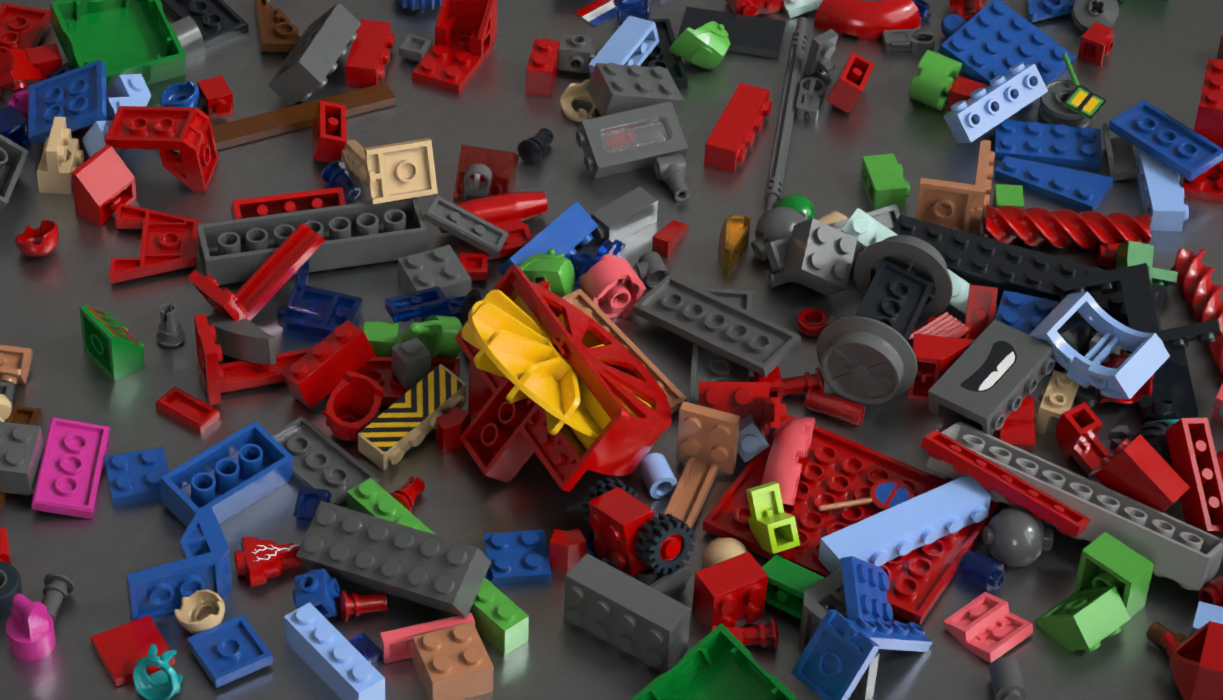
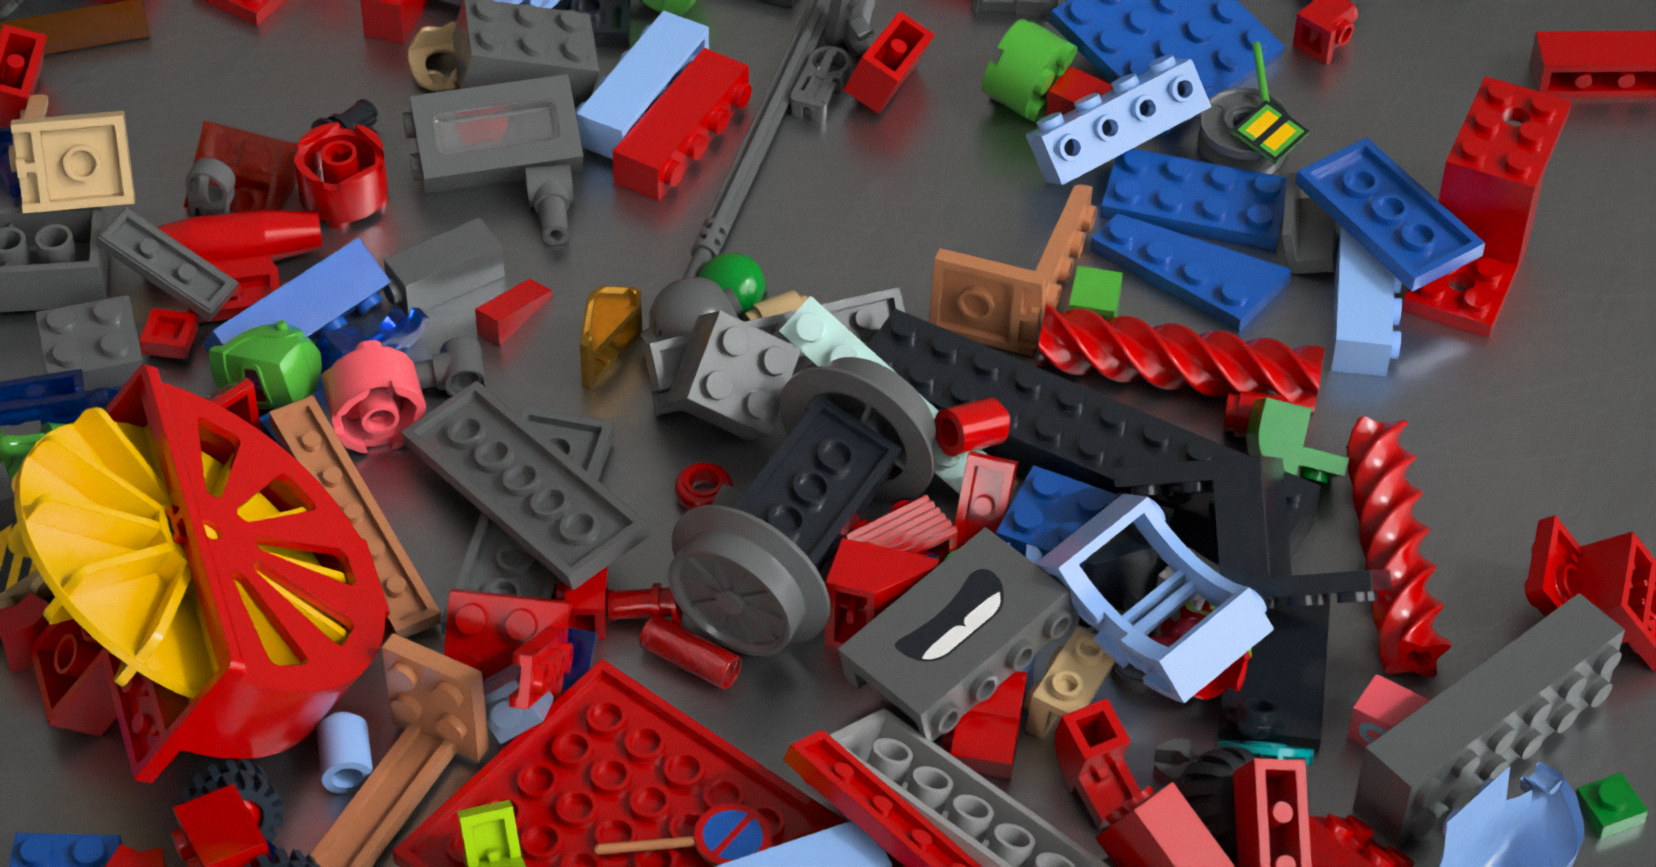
camera: 10 degrees right, 5 degrees up
(547, 169) = (341, 173): none -> red brick
(708, 104) = (639, 81): none -> light blue brick
(789, 444) = (548, 765): coral brick -> none
(884, 181) = (897, 243): bright green brick -> none
(967, 270) = (971, 426): none -> red brick

